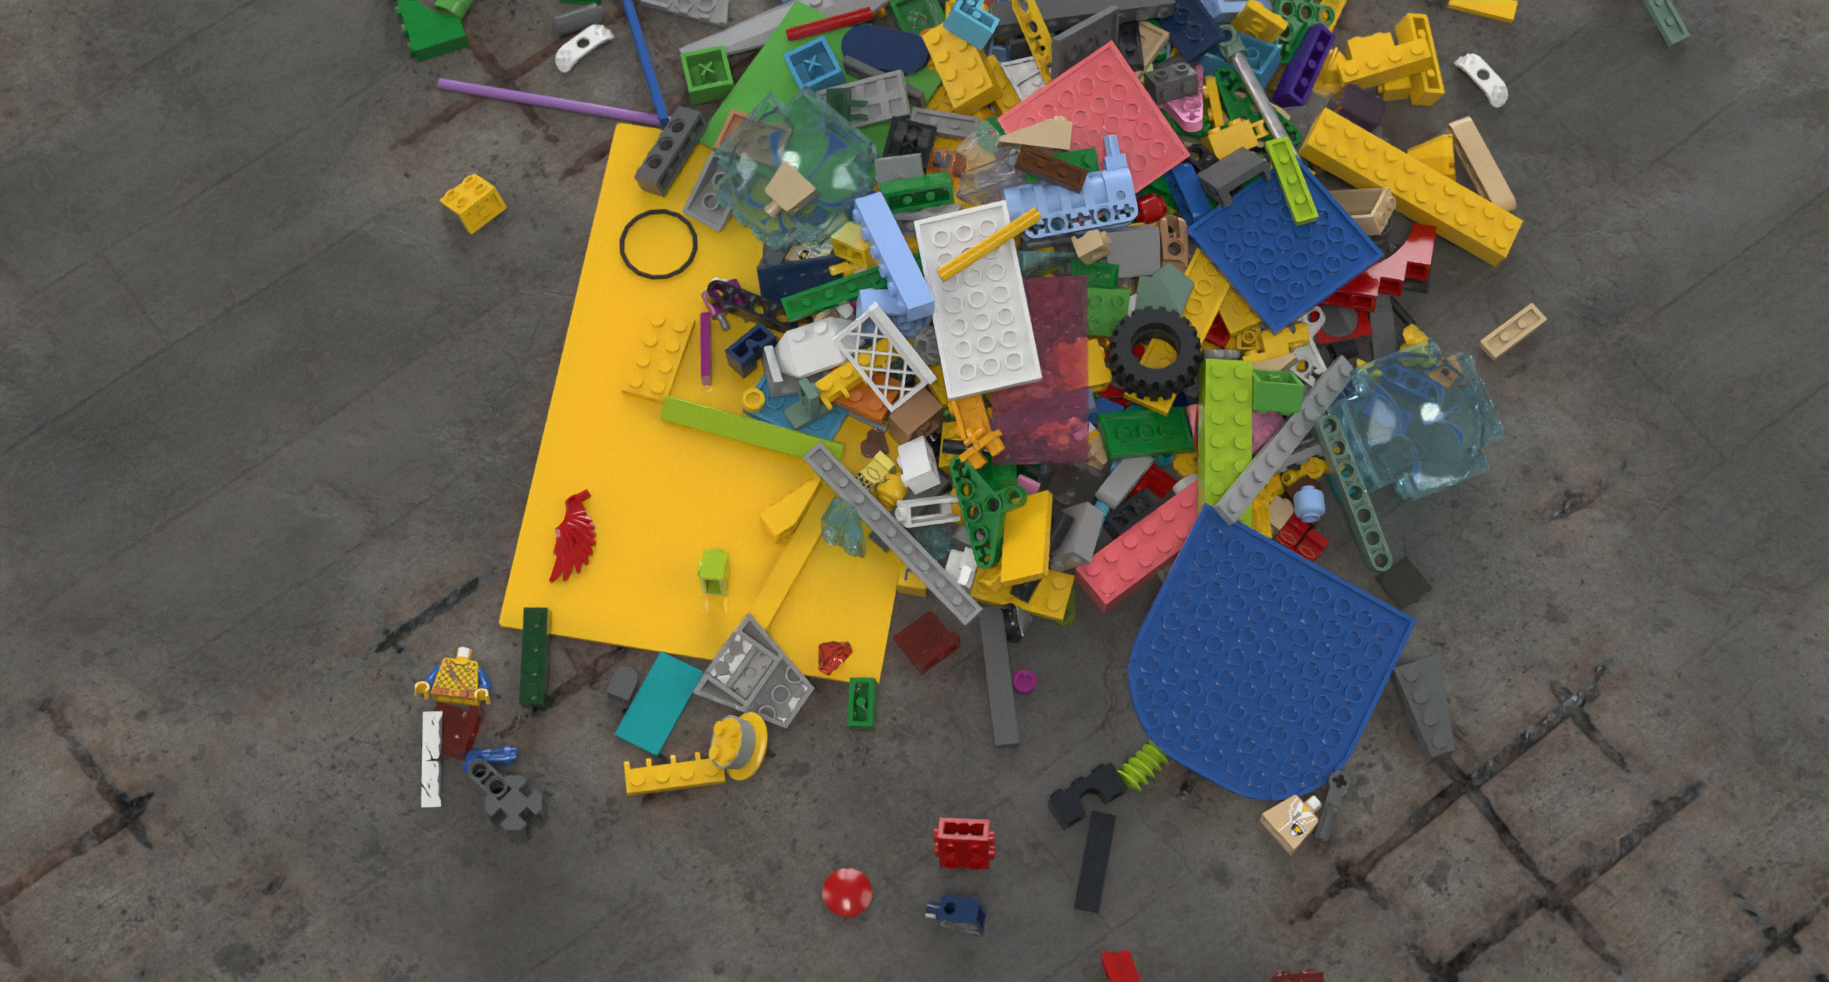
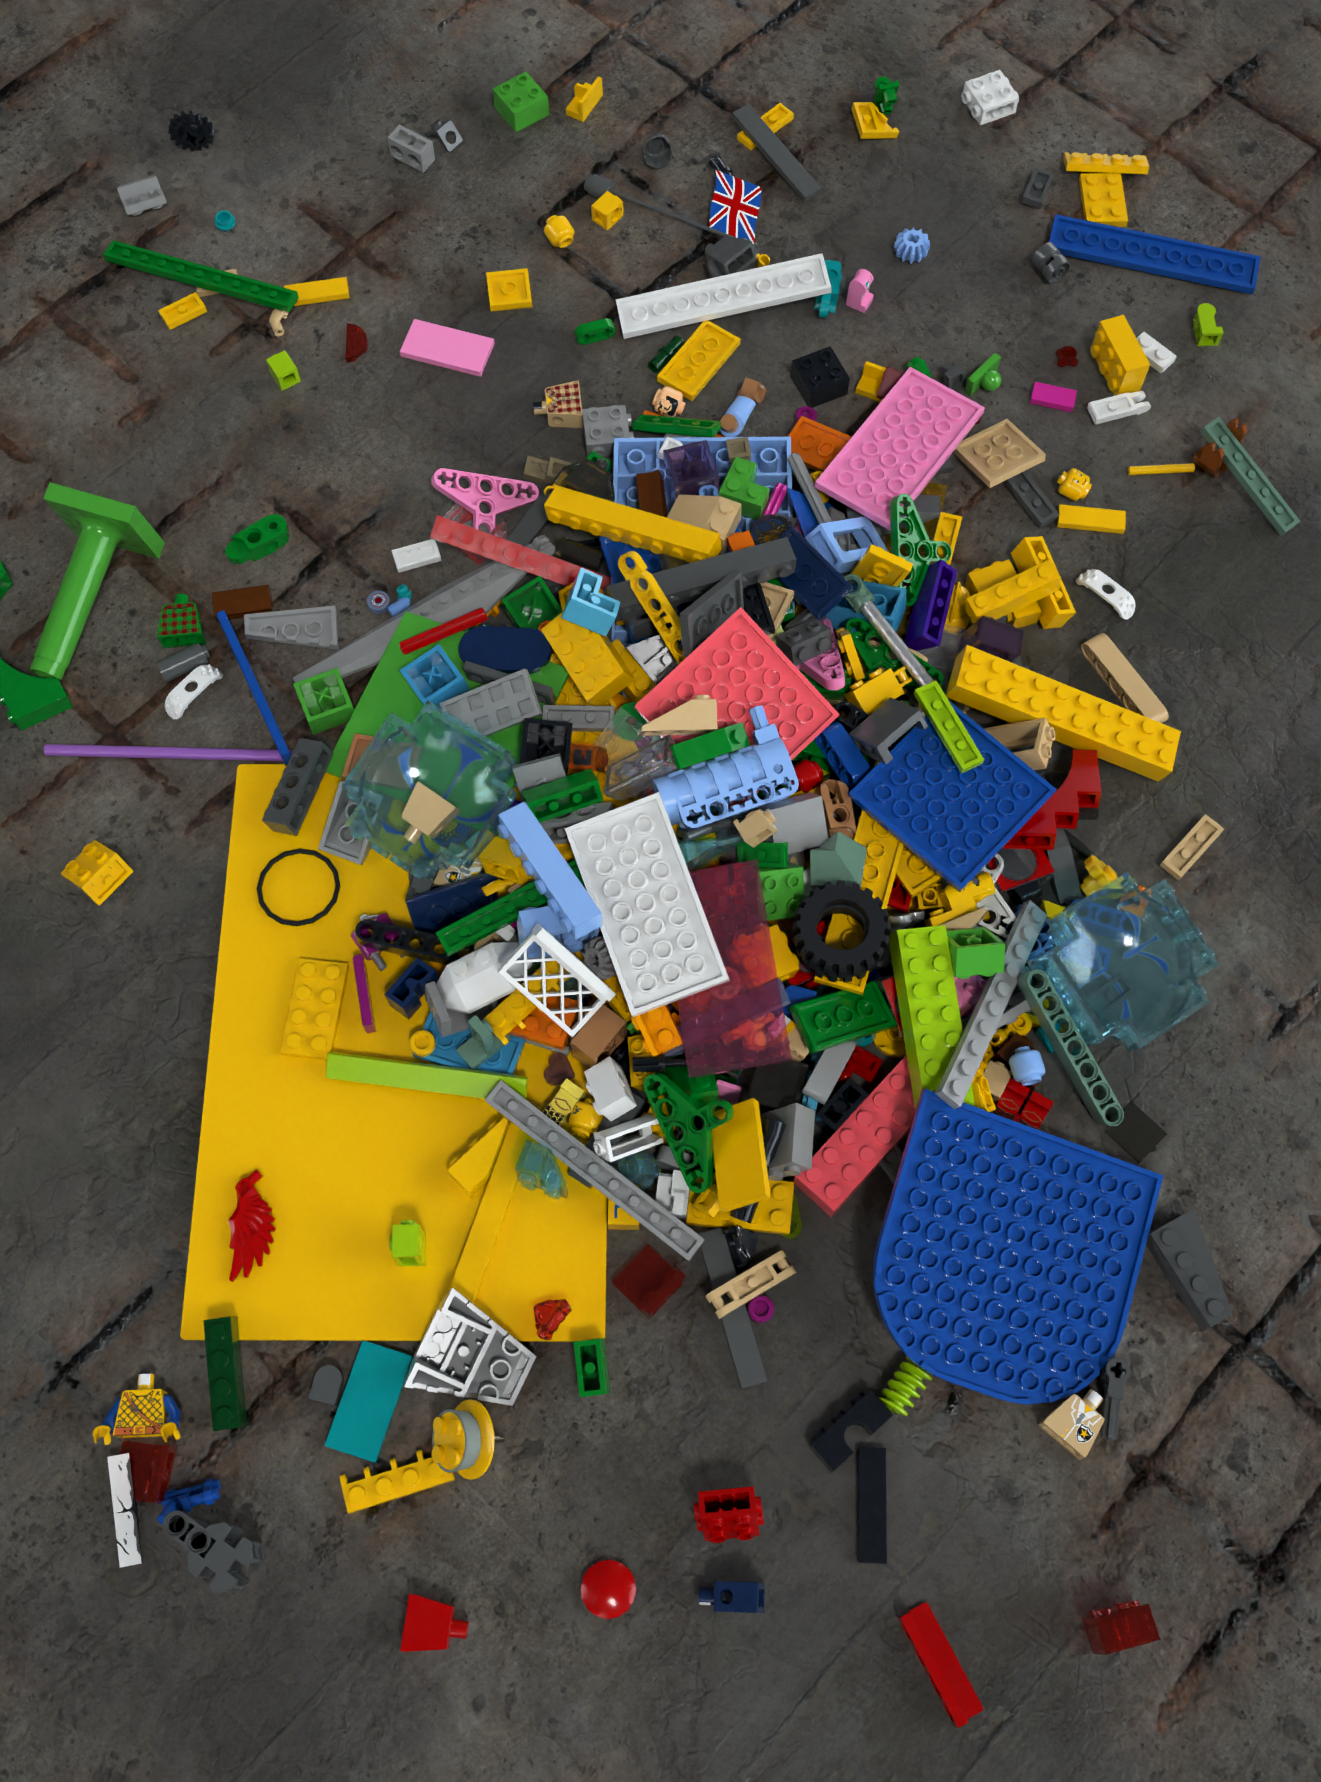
camera: 10 degrees left, 0 degrees up
(686, 895) = (430, 1625): none -> red torso
(841, 101) = (468, 712): clear green hinge -> none
(989, 244) = (649, 842): yellow axle -> none
(990, 441) = (685, 1056): light orange hips -> none
(1019, 657) = (750, 1284): none -> tan plate
(1051, 169) = (701, 752): reddish brown tile -> none
(1183, 483) = (887, 1066): white tile -> none
(1437, 154) = (1082, 675): yellow cone -> none

